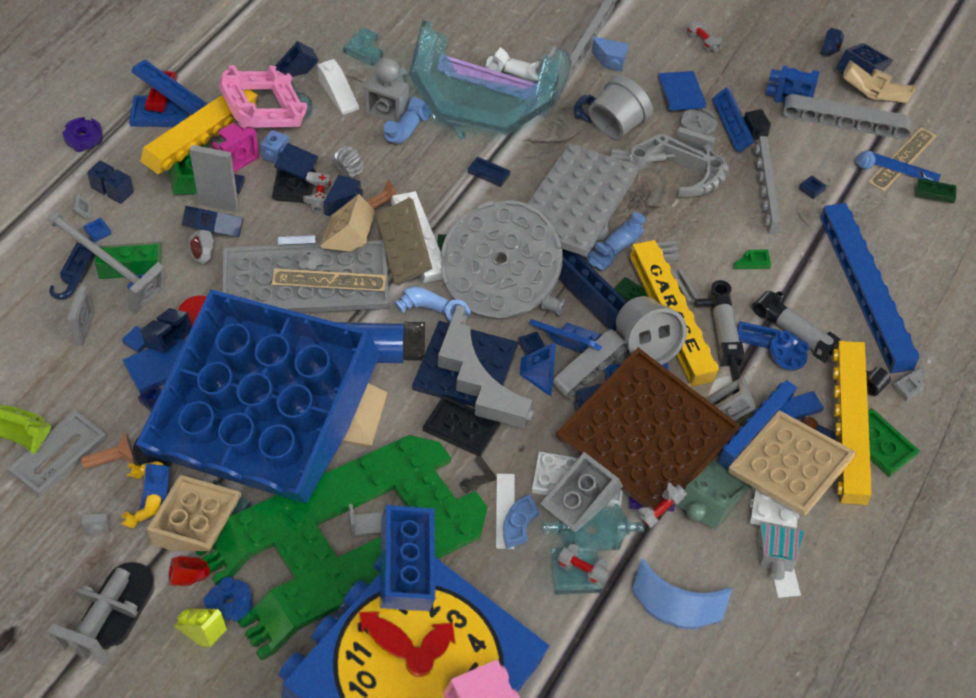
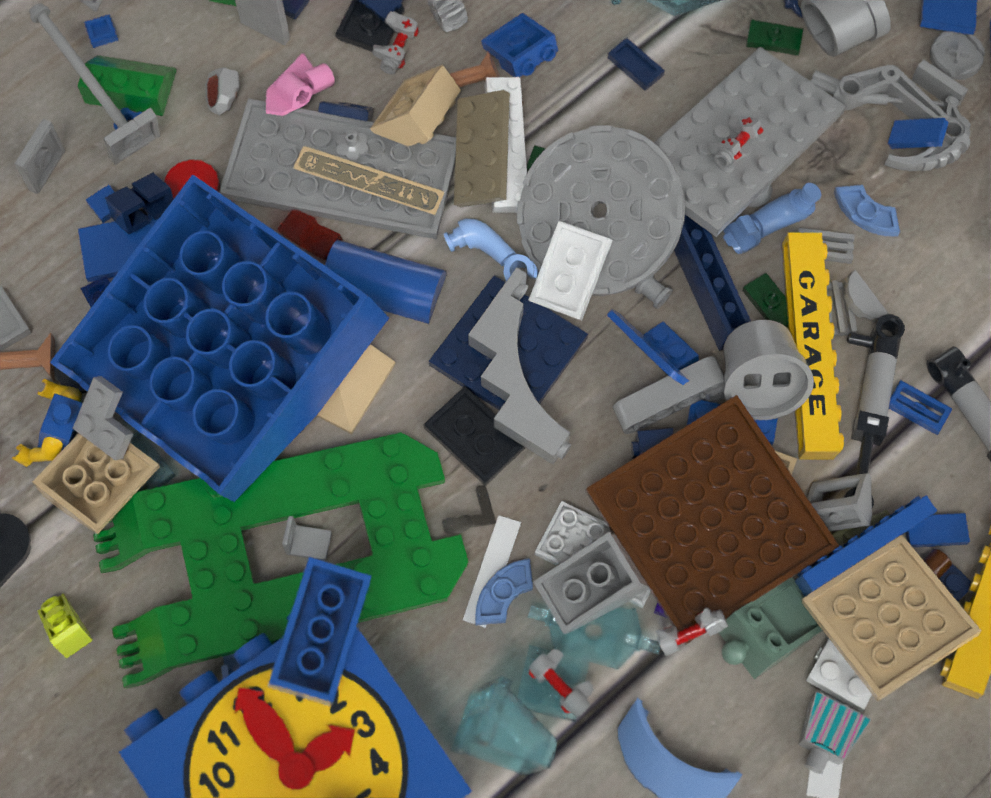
camera: 20 degrees right, 15 degrees up
(74, 270) = (55, 84): dark blue plate -> none
(184, 470) = (96, 419): none -> light grey plate
(187, 571) = (71, 545): red rock -> none
(212, 221) = (245, 55): dark blue slope -> none
(230, 589) = (97, 590): blue plate -> none
(257, 232) = (297, 86): none -> bright pink panel
(342, 192) = (425, 53): dark blue slope -> none
(407, 174) = (521, 45): none -> blue plate
(414, 341) = (452, 297): clear smoke plate -> none
(493, 302) = (570, 270): none -> white tile
(530, 343) = (605, 341): dark blue tile -> none
(539, 368) = (602, 380): blue slope -> none
(557, 601) = (503, 730): none -> clear light blue windscreen
(576, 136) = (774, 37): none -> dark green plate
(576, 201) = (730, 149): none -> light grey piece
(676, 226) = (866, 212): none -> medium blue tile
(693, 170) = (918, 133): none -> blue tile
(694, 277) = (861, 298): none -> light grey tile
(720, 383) = (840, 468): white sticker -> none
(754, 260) = (956, 290): green tile -> none
(789, 351) = (952, 444): blue dish -> none

